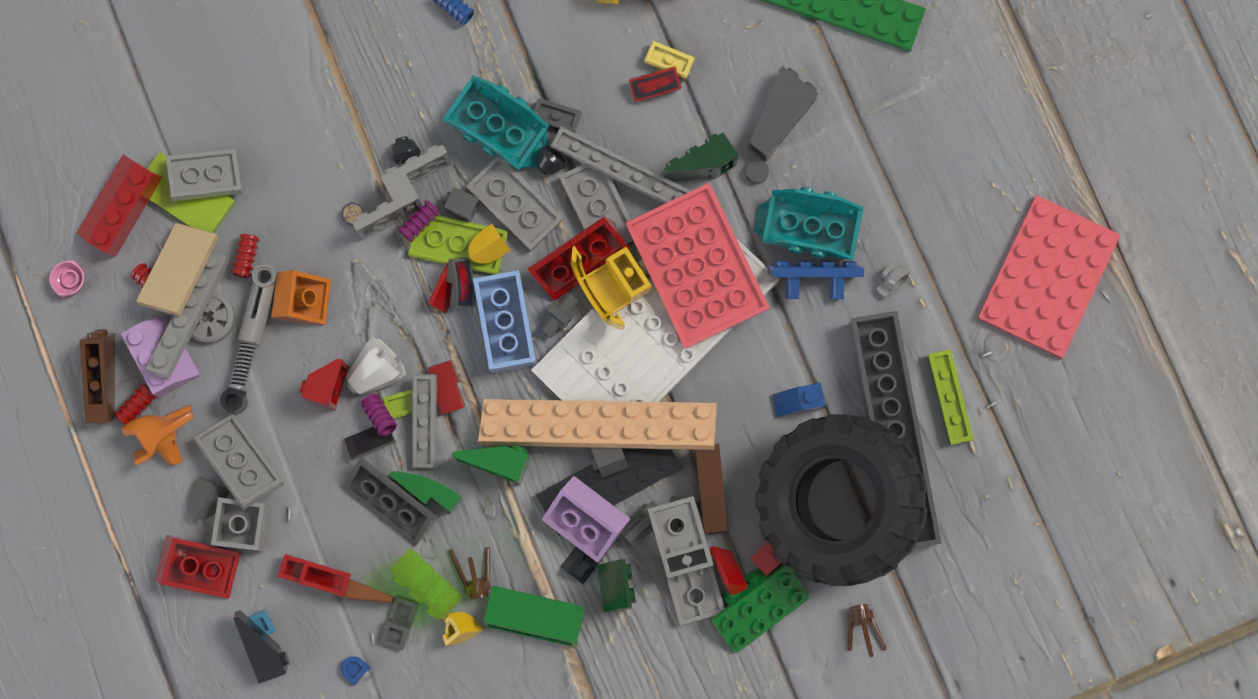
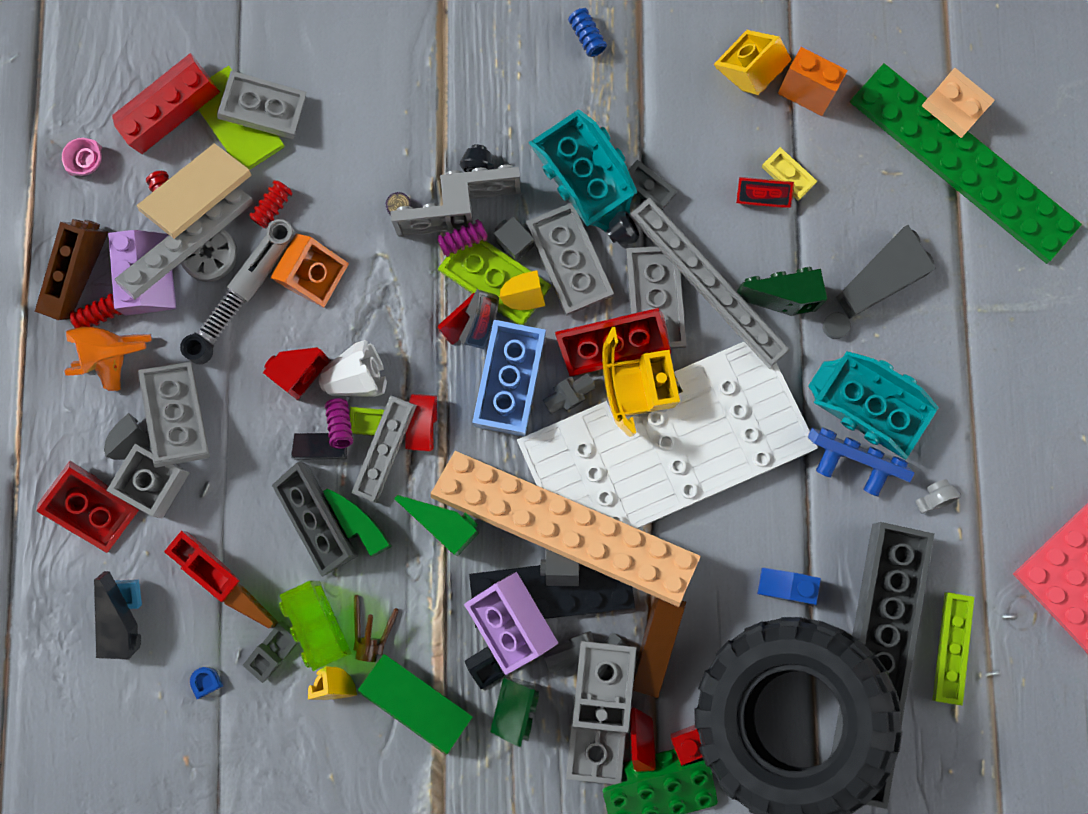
camera: 20 degrees right, 0 degrees up
(697, 266) = (737, 400): coral plate -> none

